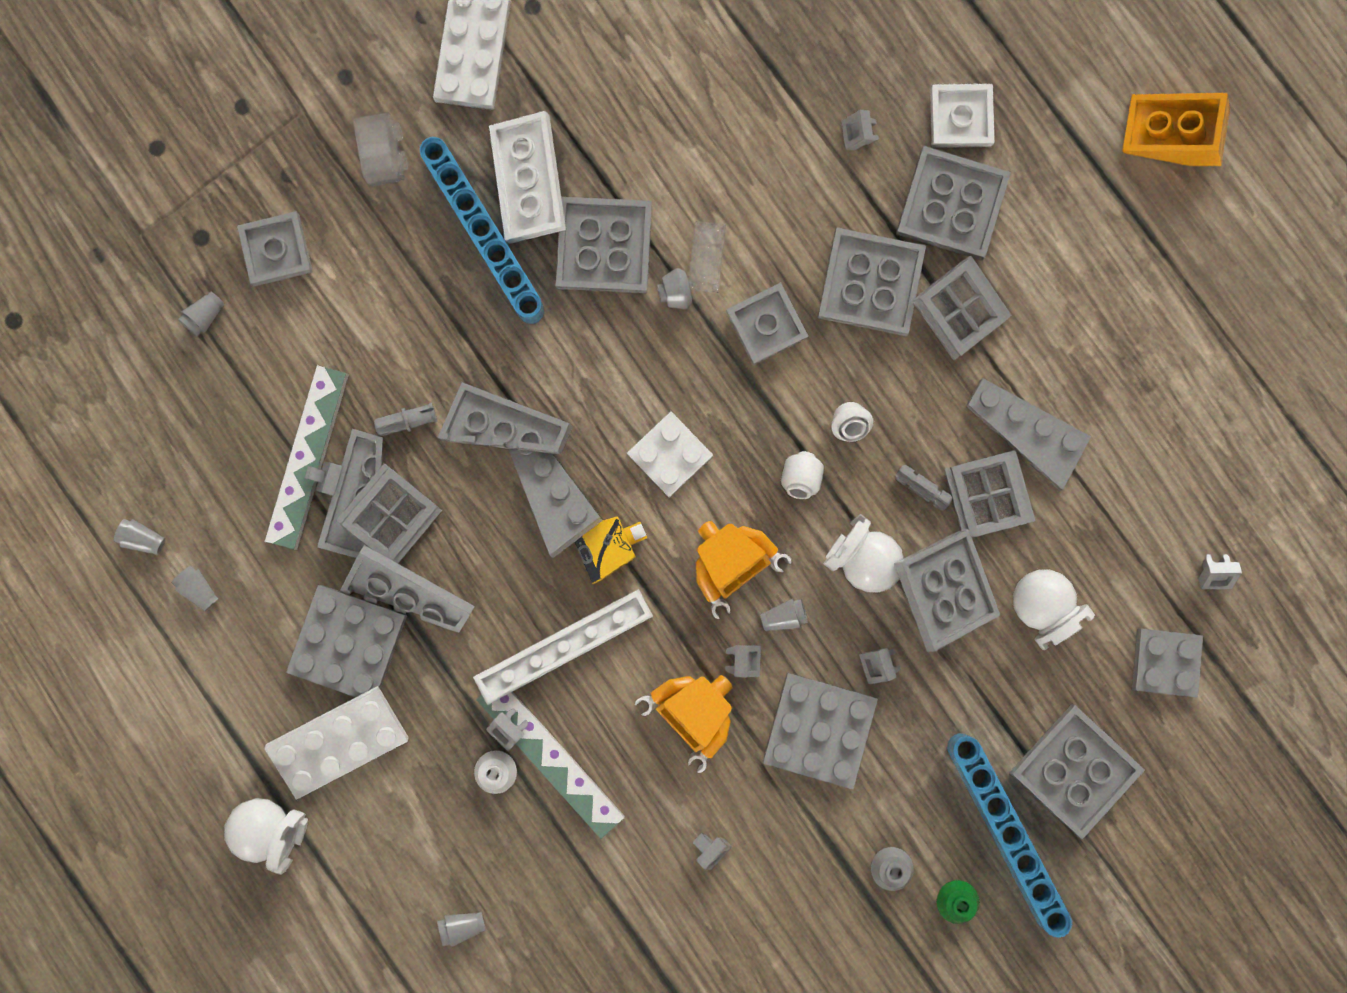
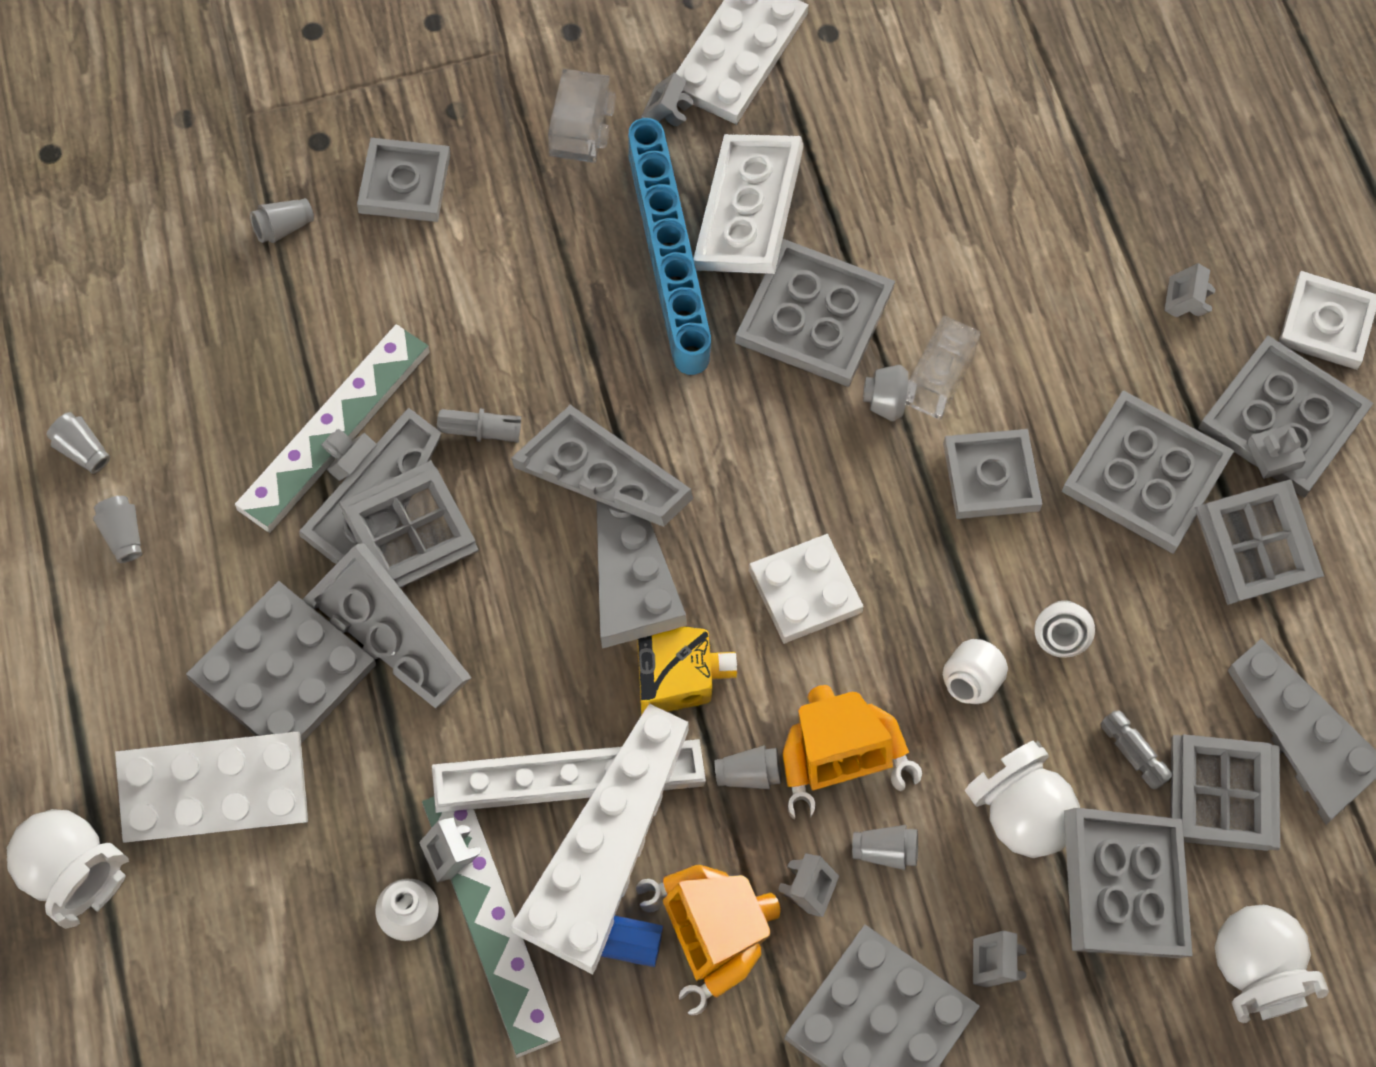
camera: 15 degrees right, 20 degrees down
(435, 113) = (666, 98): none -> light grey tile
(604, 712) = (591, 870): none -> white wing
(638, 741) = (634, 941): none -> blue piece
(679, 597) = (749, 769): none -> light grey cone
(955, 237) = (1277, 451): none -> light grey tile

